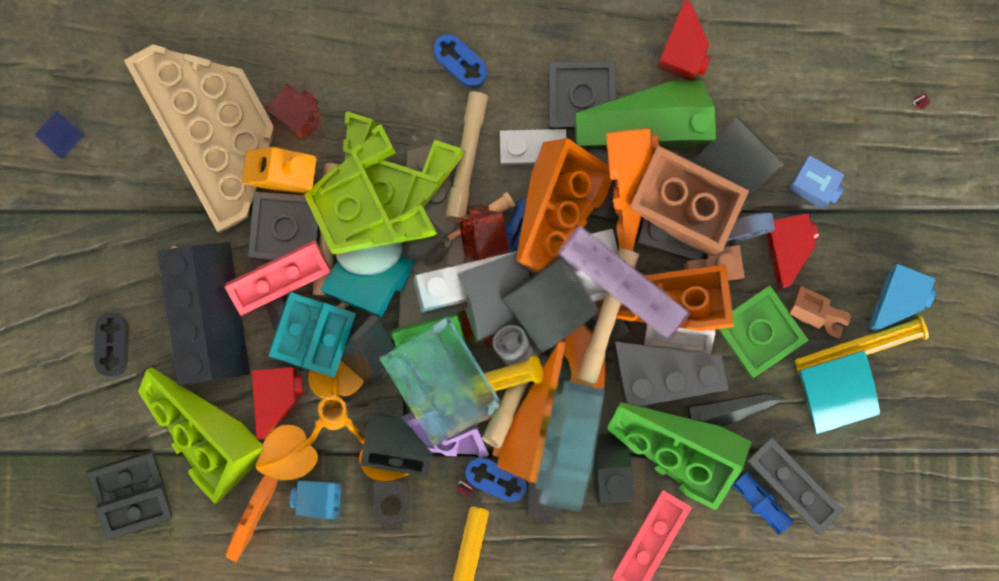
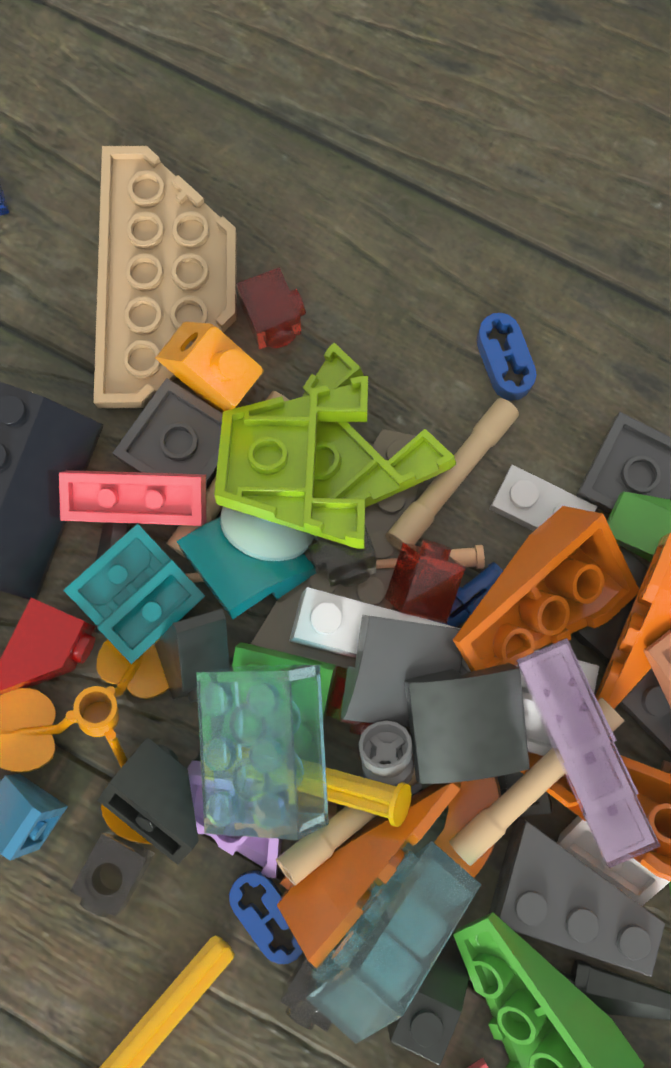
camera: 25 degrees right, 5 degrees down
(466, 489) = (221, 905): dark red piece -> none

